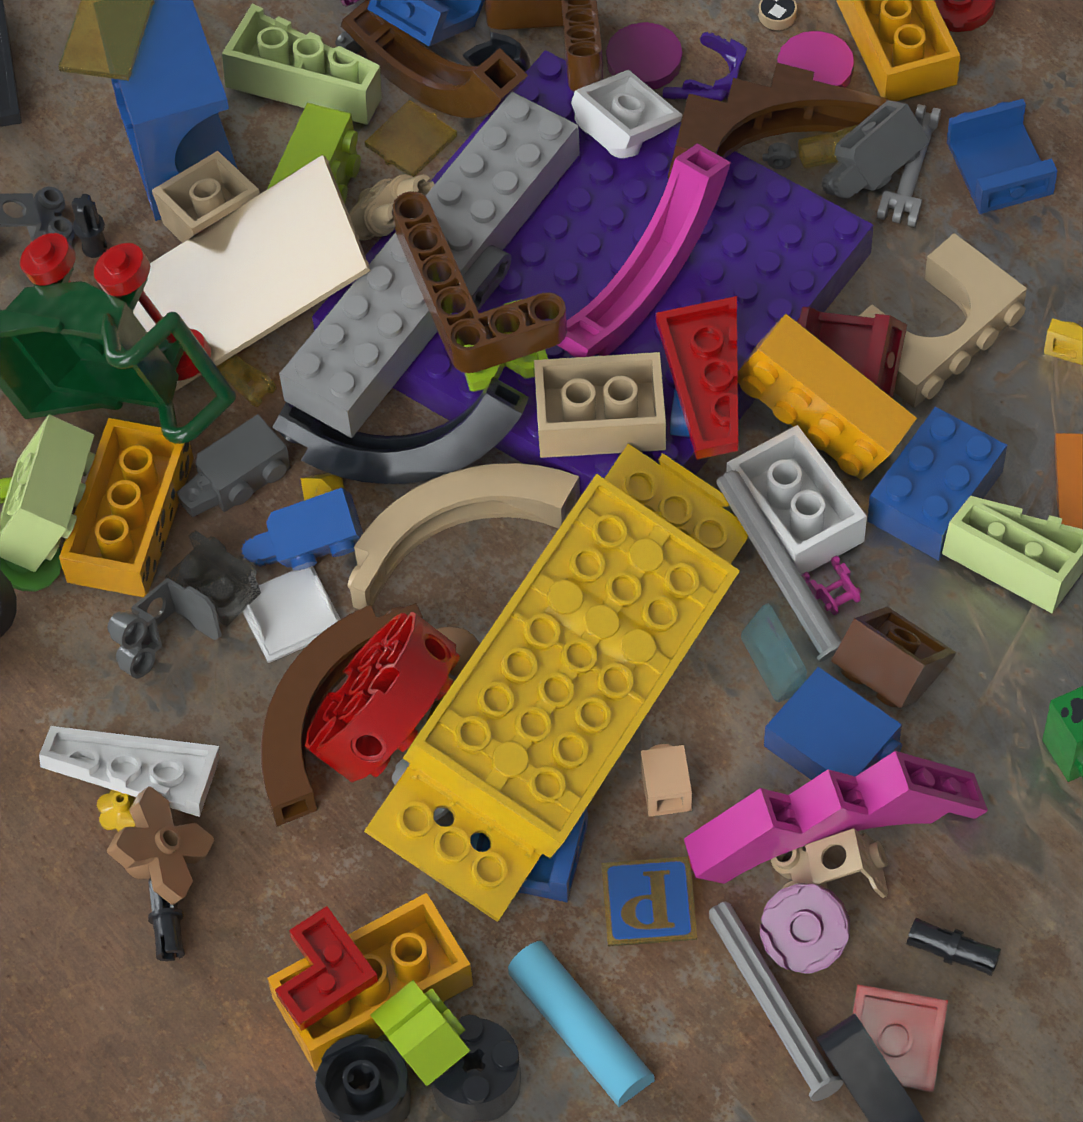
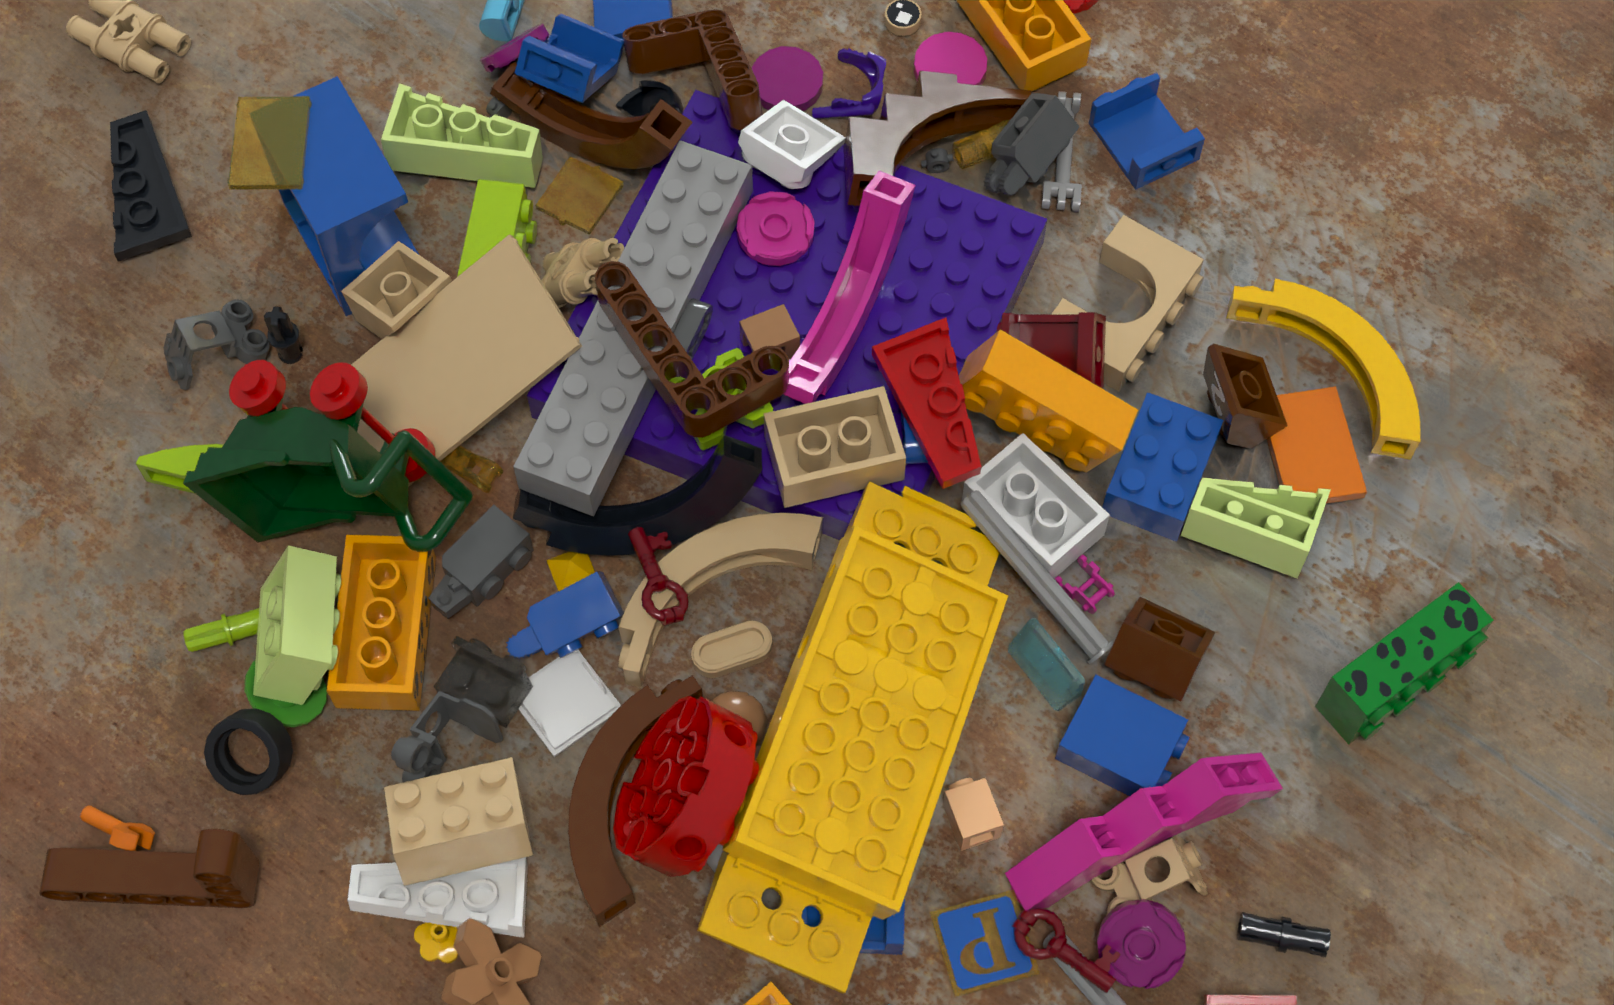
camera: 15 degrees left, 5 degrees up
(159, 700) = (457, 821): none -> tan brick
(400, 508) = (657, 582): none -> dark red piece
(464, 590) = (731, 649): none -> tan tile
(565, 282) = (770, 329): none -> medium nougat panel
(592, 193) = (775, 228): none -> dark pink tile
(720, 915) = (1057, 947): none -> dark red piece
(1034, 425) = (1242, 396): none -> reddish brown slope

